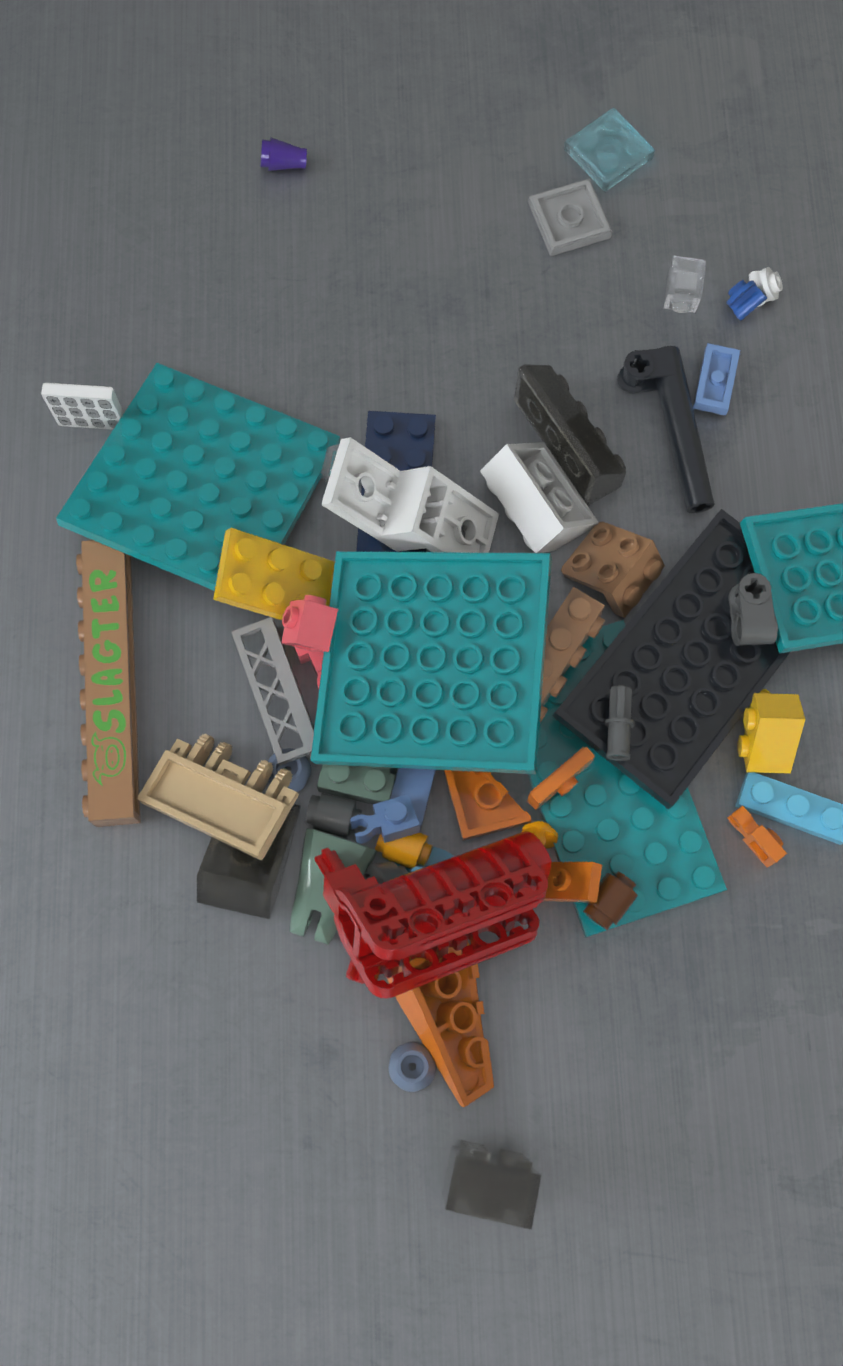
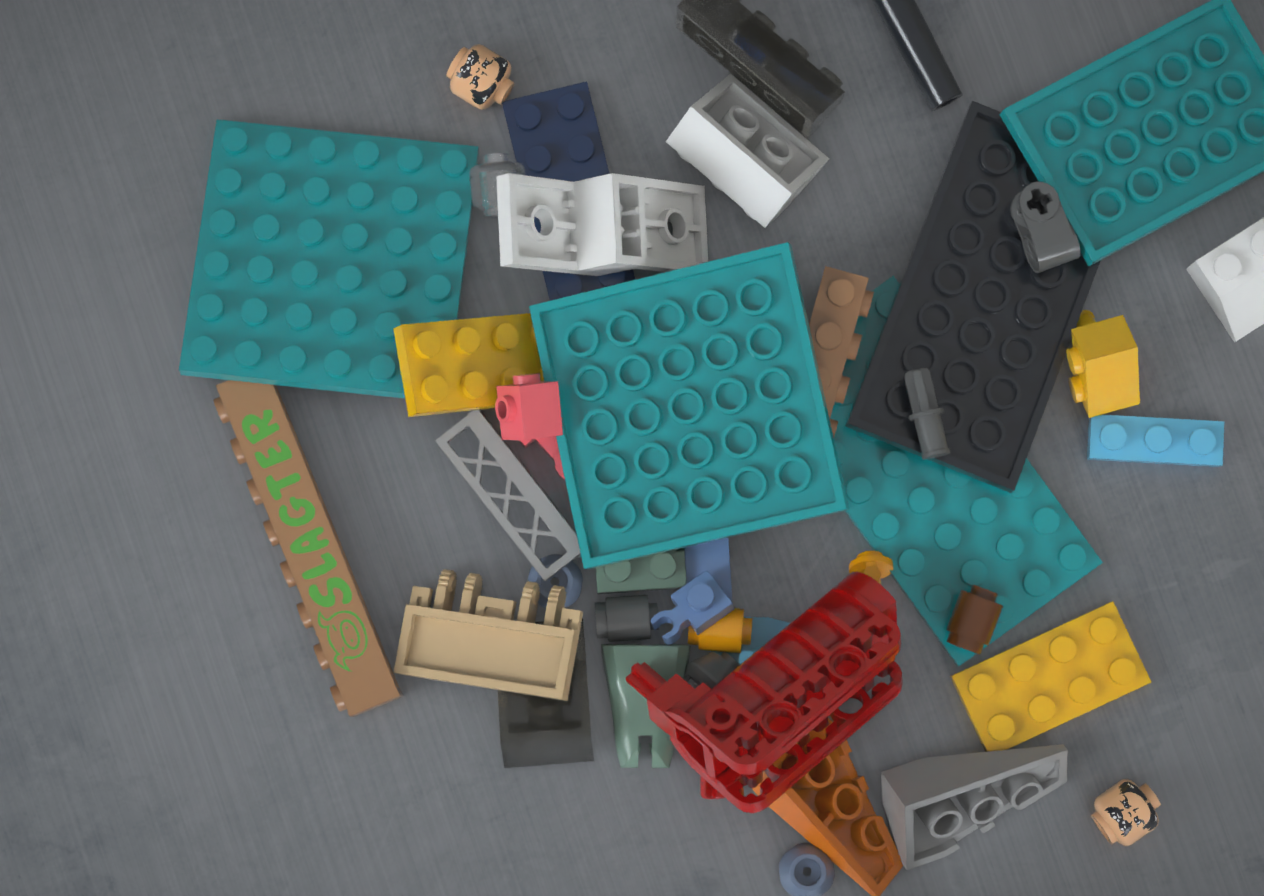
camera: 15 degrees left, 10 degrees up
(82, 405) = (154, 211): white tile -> none
(358, 388) = (480, 76): none -> light nougat head
(482, 804) = (797, 554): orange wing -> none
(550, 1042) = (950, 796): none -> light grey wedge
(562, 779) = (879, 497): orange plate -> none
(574, 882) = (926, 611): orange plate -> none
(616, 565) = (863, 210): medium nougat bracket -> none
(658, 971) = (1050, 679): none -> yellow plate
(691, 1102) = (1126, 812): none -> light nougat head
(762, 841) = (1129, 494): orange plate -> none

